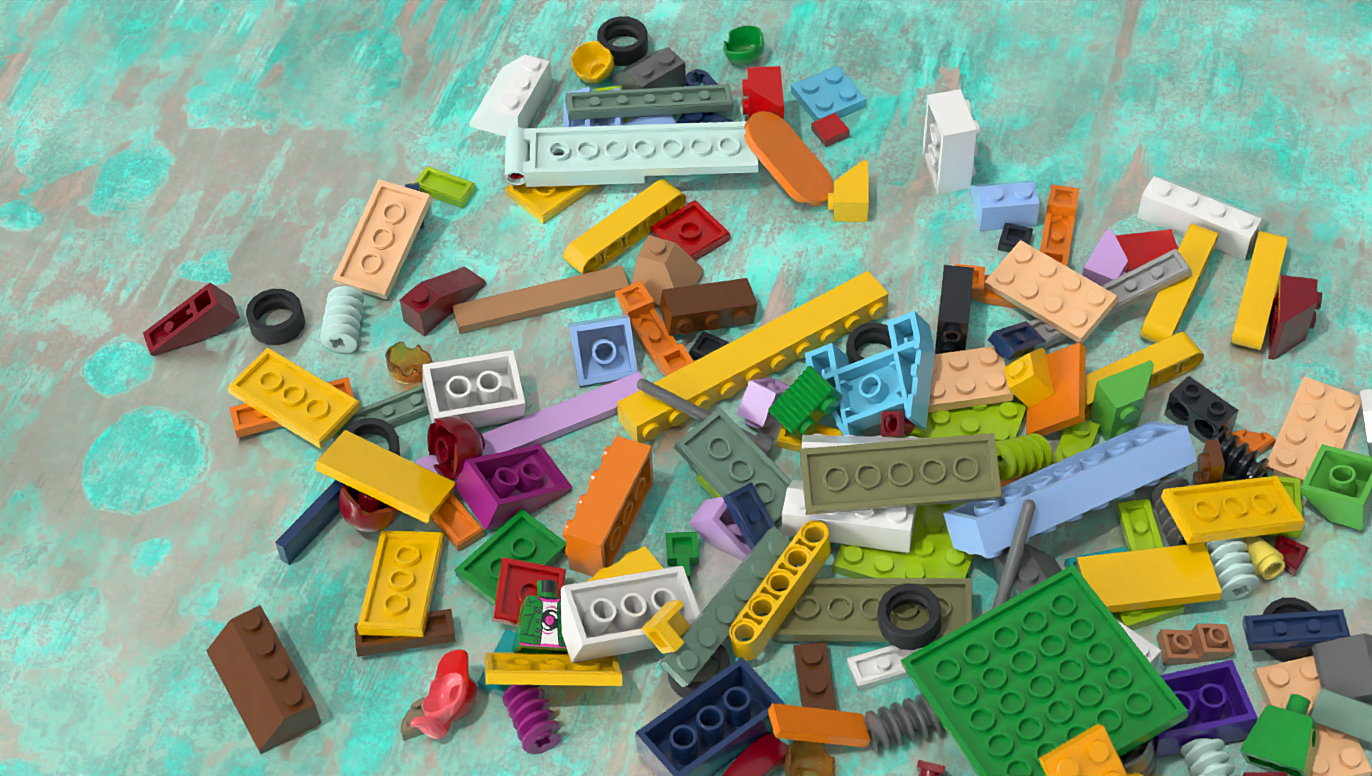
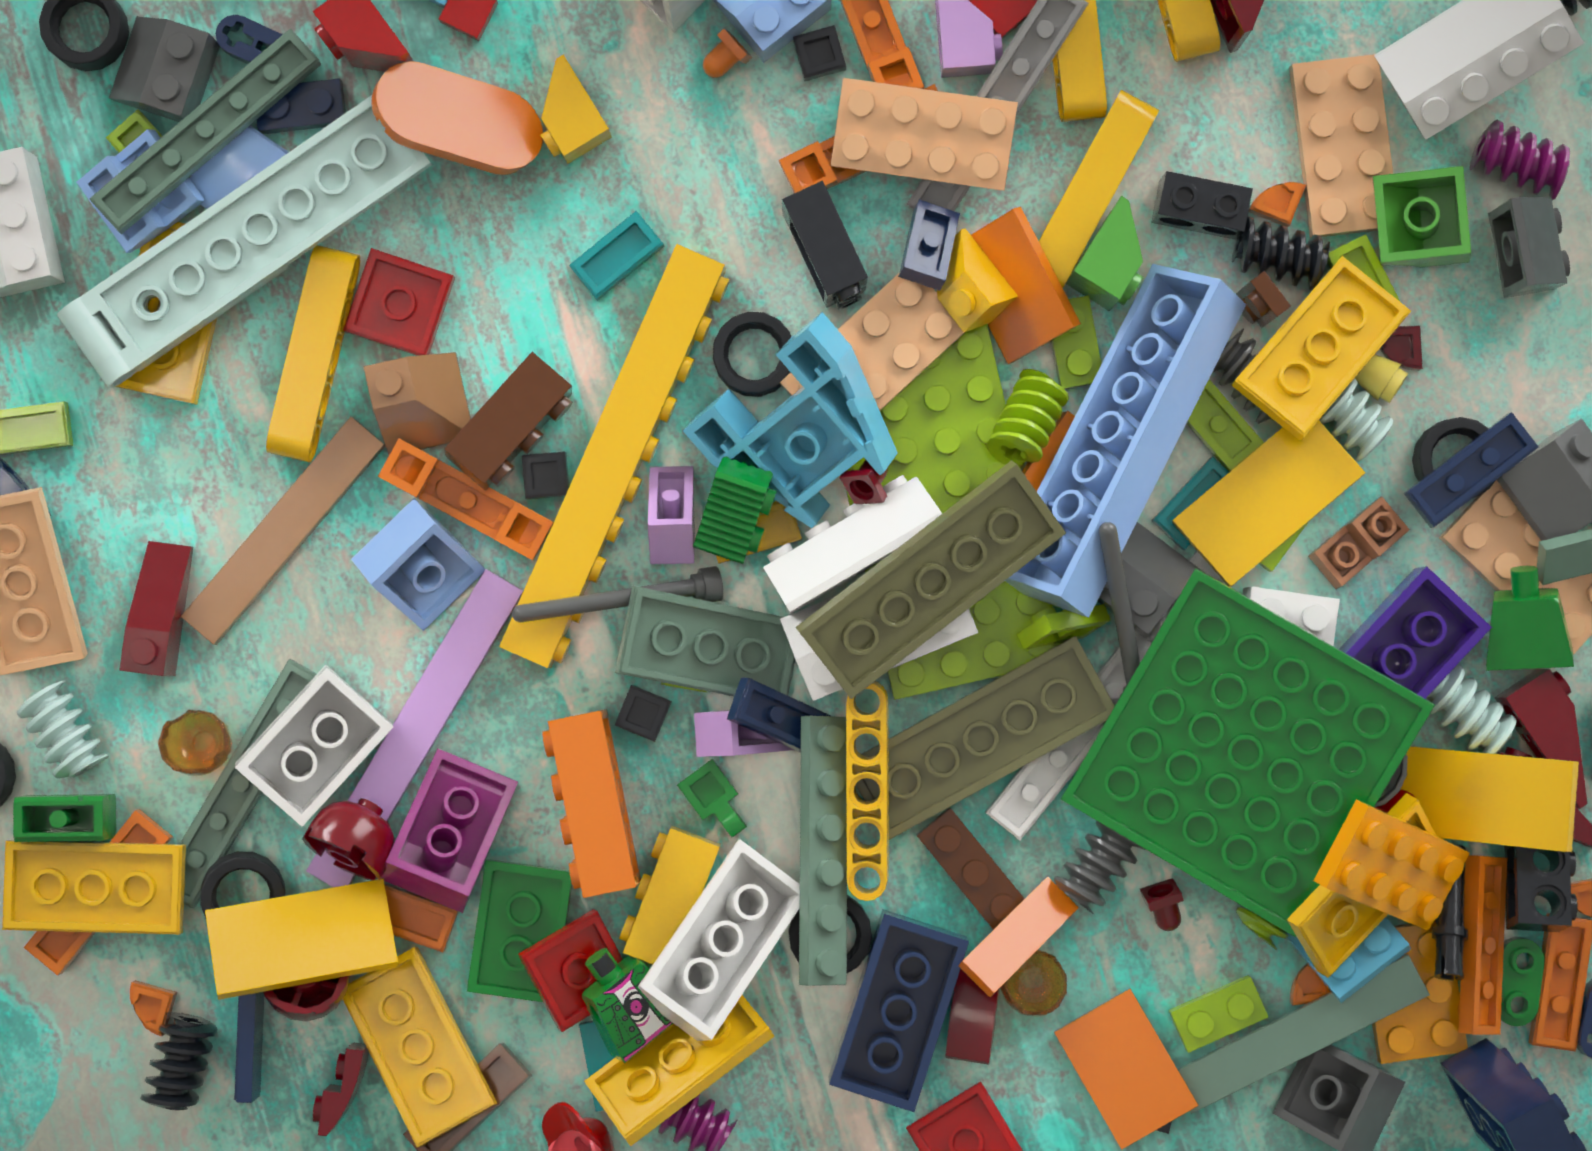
camera: 35 degrees left, 35 degrees up
(259, 510) = (180, 1062): none -> black piece
(271, 482) = (151, 1004): none -> orange tile
(309, 353) = (64, 817): none -> green brick
(333, 585) = (337, 1099): none -> dark red slope
(592, 62) = (74, 99): yellow hair -> none
(667, 627) = (779, 944): yellow panel -> none
(673, 493) = (643, 713): none -> black tile
(828, 271) = (616, 255): none -> teal tile
(909, 594) = (1048, 772): black tyre -> none
(959, 212) = (724, 55): none -> orange piece
(960, 562) = (1056, 627): none -> lime plate

